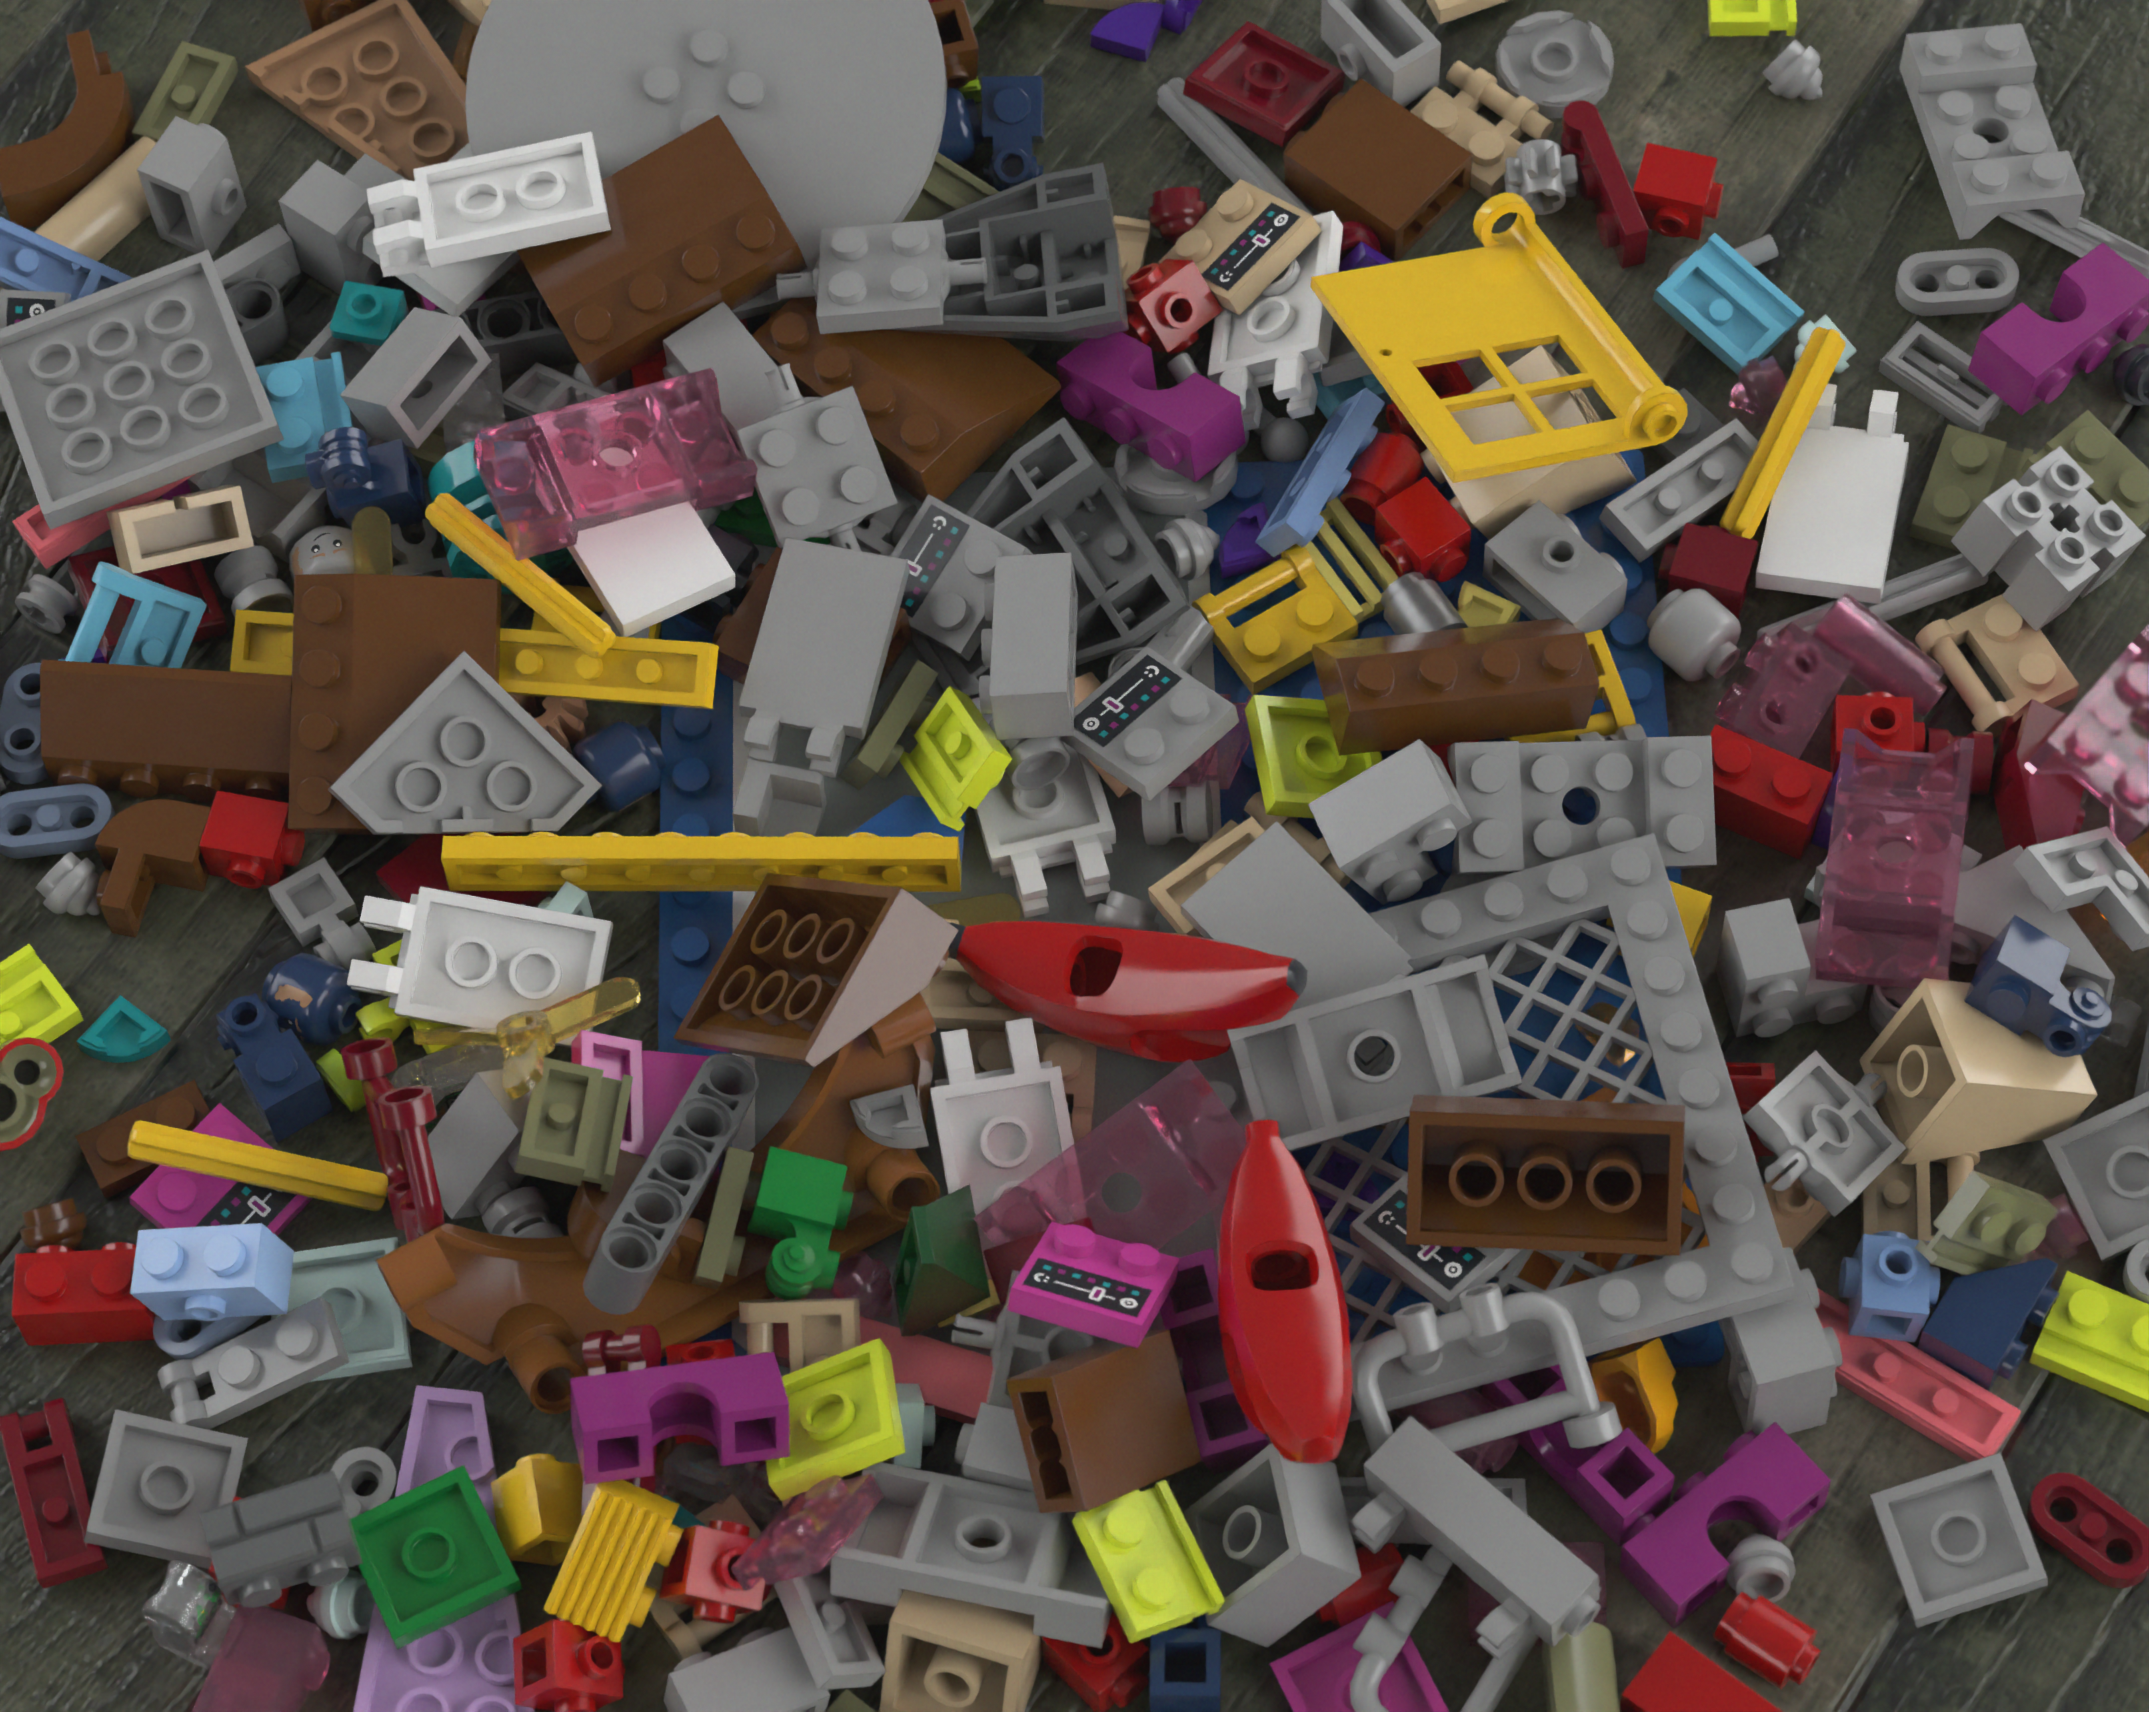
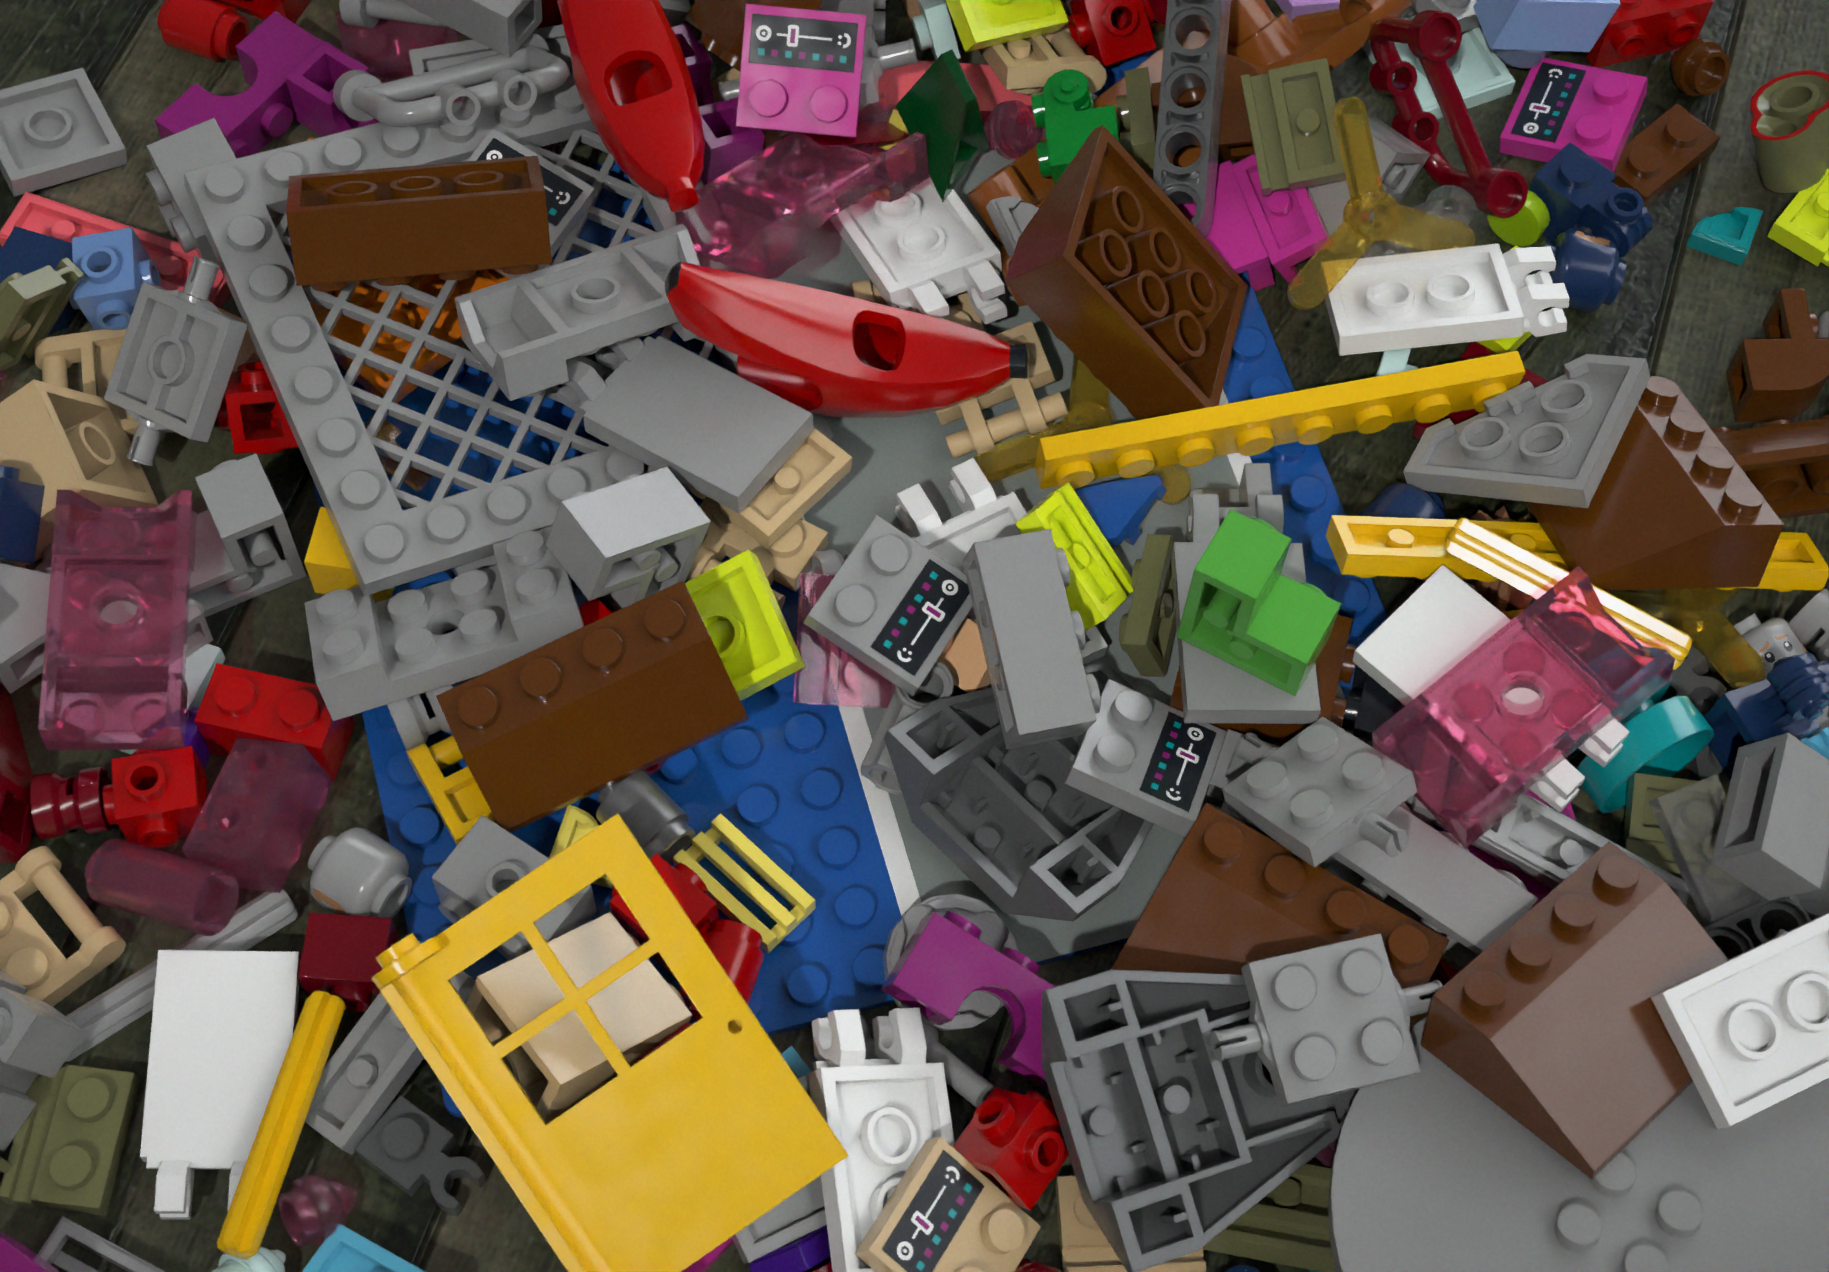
camera: 160 degrees right, 0 degrees up
(250, 840) = (1715, 387): red brick -> none
(257, 1165) = (1565, 106): yellow axle -> none
(318, 907) = (1586, 334): light grey plate -> none
(820, 597) = (1250, 611): none -> bright green brick
(1126, 912) = (872, 480): light grey plate -> none
(1187, 547) = (912, 859): light grey plate -> none
(1239, 550) = (849, 885): dark purple tile -> none
(1283, 635) = (790, 788): yellow plate -> none
(1322, 474) = (789, 935): medium blue plate -> none
(1761, 1568) = (215, 74): light grey plate -> none

